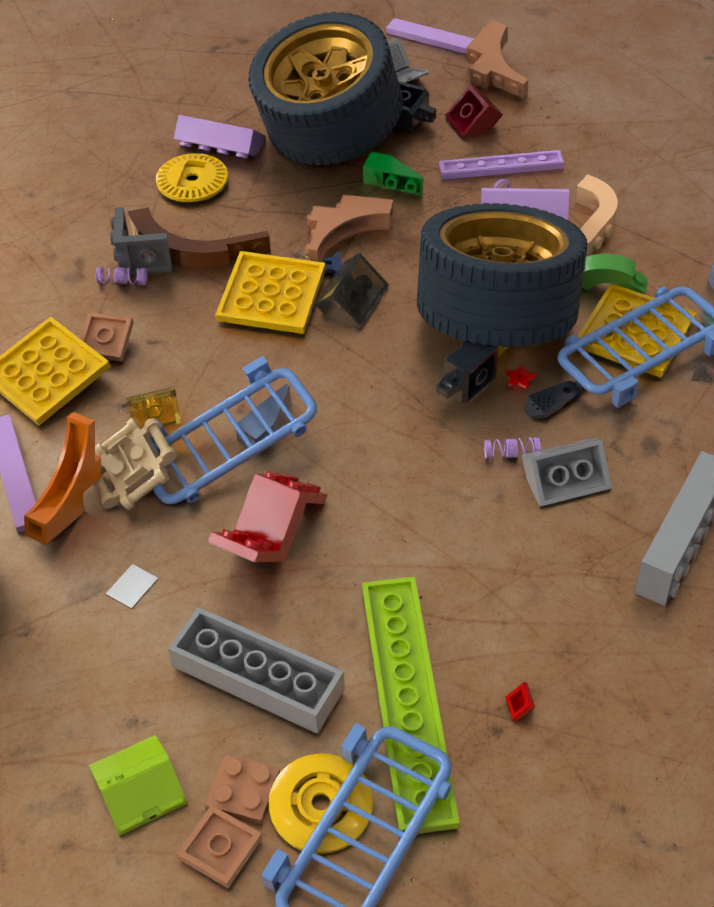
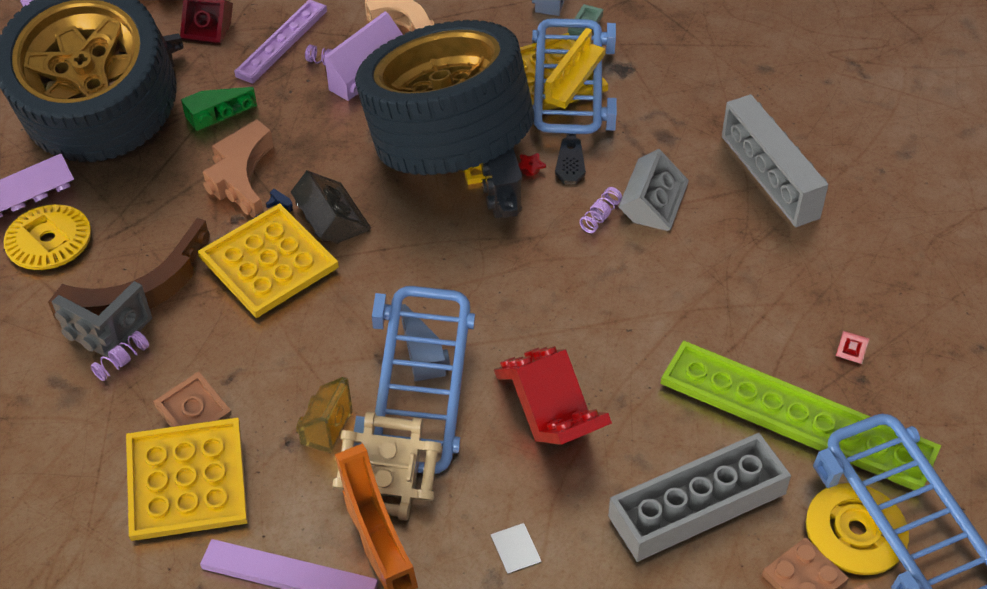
camera: 55 degrees left, 0 degrees up
(639, 339) = (573, 70): none -> yellow fence

